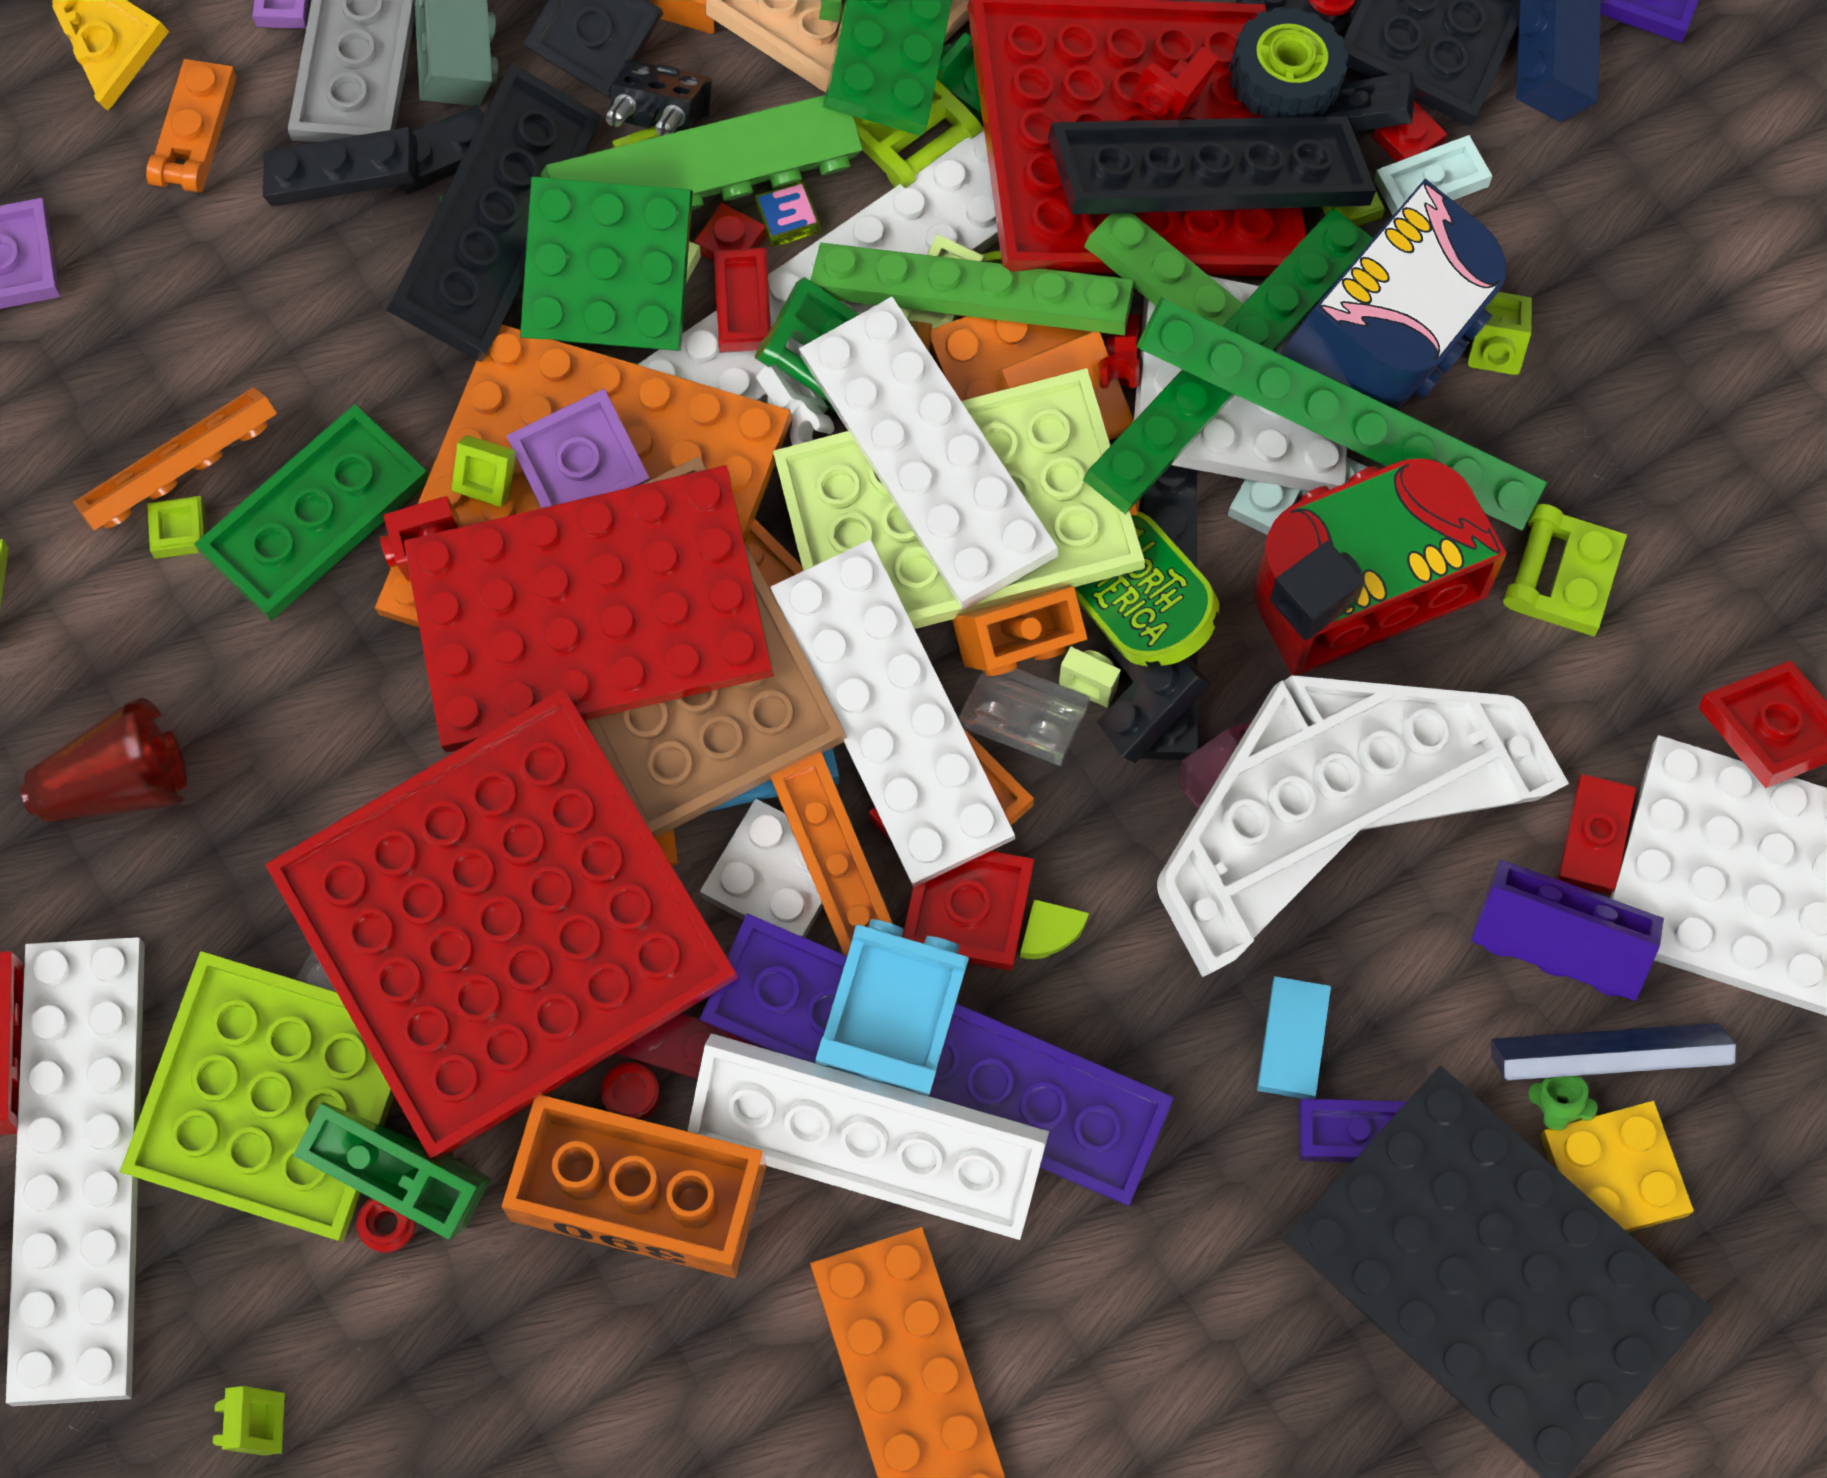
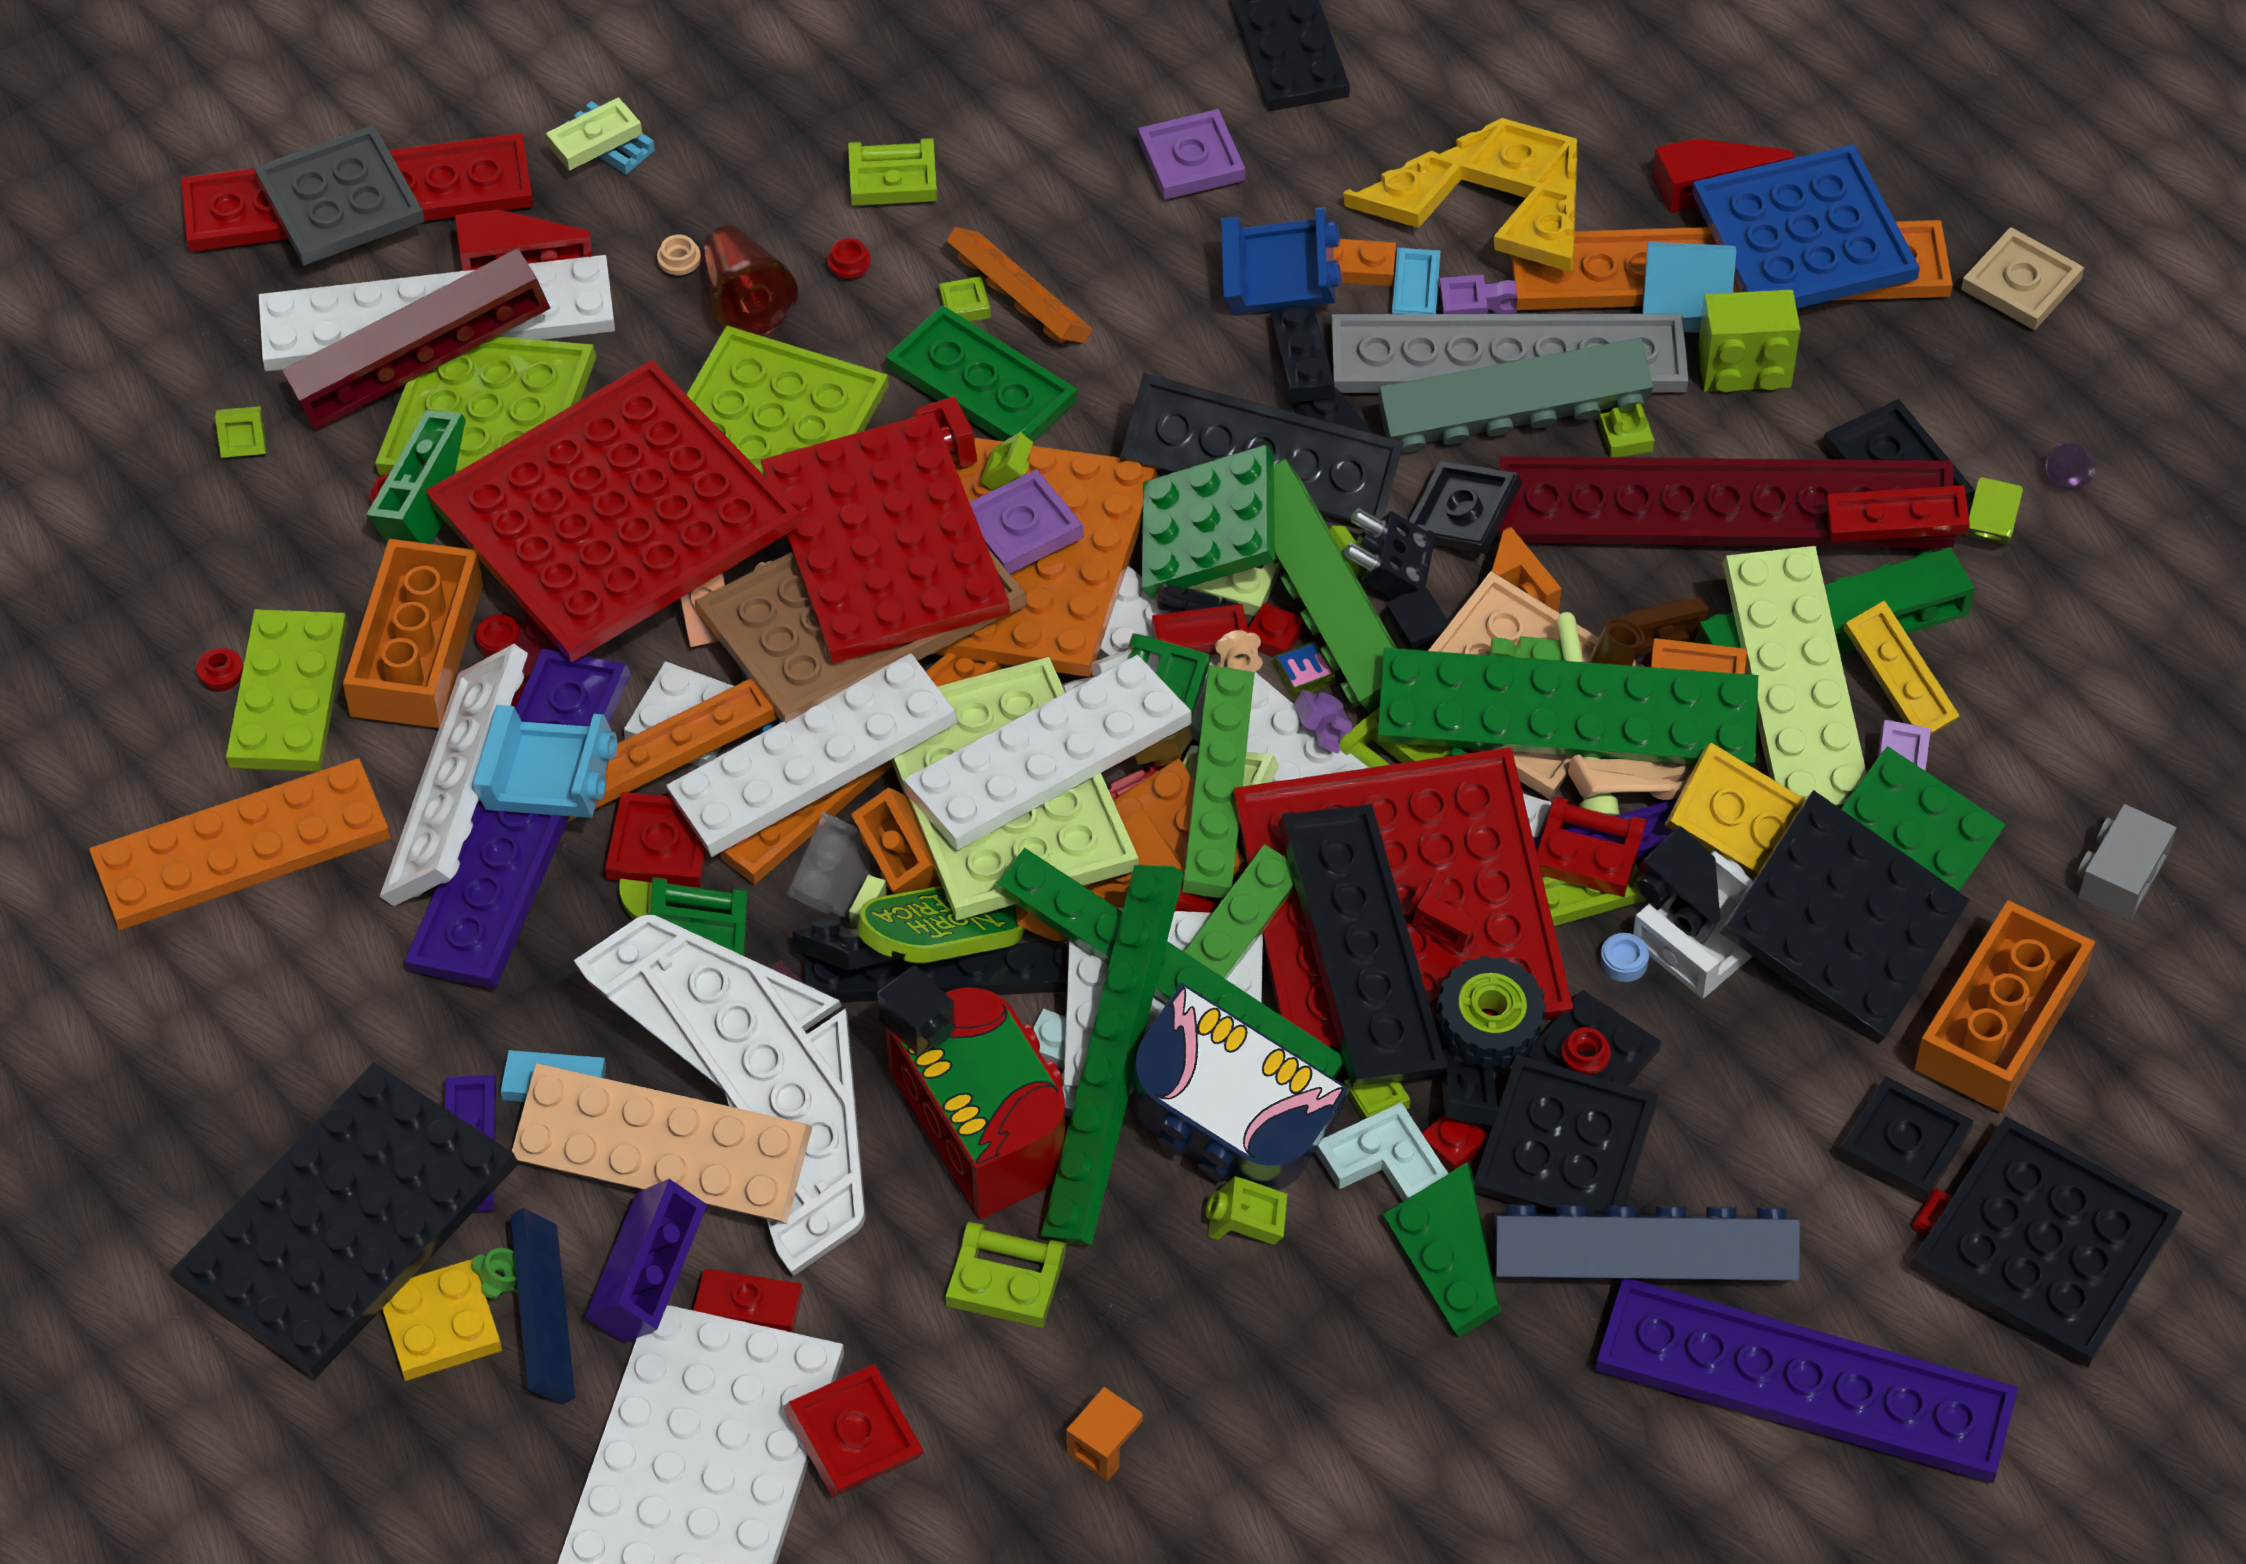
camera: 85 degrees right, 15 degrees down
(32, 845) = (678, 255): none -> light nougat plate
(88, 653) = (849, 258): none -> red plate
(150, 1177) = (416, 339): none -> brick
(208, 165) = (1280, 264): none -> blue panel
(250, 49) = (1416, 281): none -> medium azure tile
(317, 737) = (781, 395): none -> lime plate
(643, 1465) = (220, 678): none -> red plate
(683, 1359) = (287, 690): none -> lime plate
(699, 302) = (1171, 597): none -> black axle
(750, 86) = (1414, 620): none -> black brick
(786, 257) = (1238, 643): none -> light nougat plate
(874, 190) = (1325, 717): none -> medium lavender plate
(1113, 865) = (719, 928): none -> green plate
(1418, 907) = (649, 1136): none -> light nougat plate
(1548, 148) = (1449, 1249): none -> green wing
(1771, 481) = (1100, 1432): none -> orange panel

